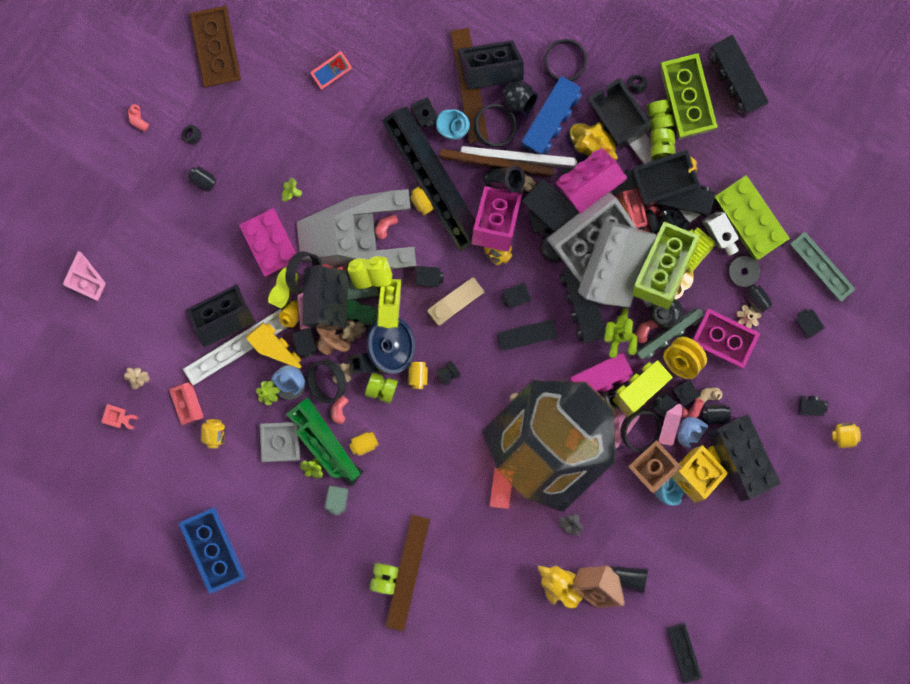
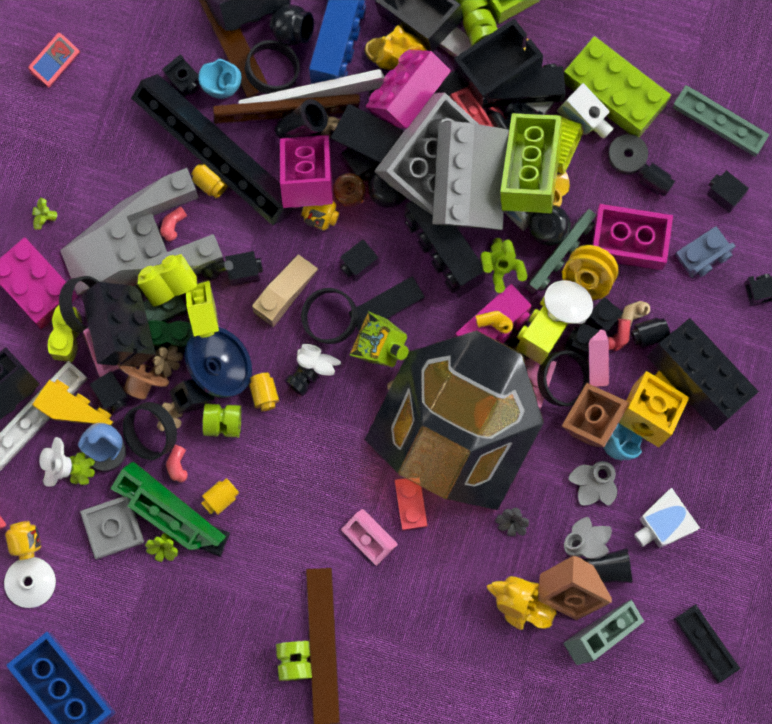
camera: 15 degrees left, 10 degrees down
(216, 472) = (41, 587): none -> white dish
(250, 384) = (54, 463): none -> white plate
(290, 314) = (81, 362): yellow brick -> none
(336, 499) = (204, 577): sand green brick -> none
(408, 271) = (213, 271): none -> black bar
(461, 362) = (310, 357): none -> white plate
(463, 335) = (304, 315): none -> black tyre
(464, 504) = (369, 536): none -> bright pink slope
(514, 364) = (380, 342): none -> lime torso
(519, 237) = (346, 182): none -> clear orange head
(603, 377) = (495, 319): none -> yellow arm
(612, 624) = (603, 633): none -> sand green slope
(624, 554) = (591, 540): none -> light grey plate
(637, 515) = (592, 486): none -> light grey plate
(644, 329) = (528, 256): coral arm -> none
(661, 376) = (568, 302): none -> white dish
(682, 557) = (666, 522): none -> white torso
(690, 431) = (625, 361): medium blue hair -> none
(745, 314) = (651, 203): tan plant -> none
(777, 364) = (705, 252): none -> sand blue bracket

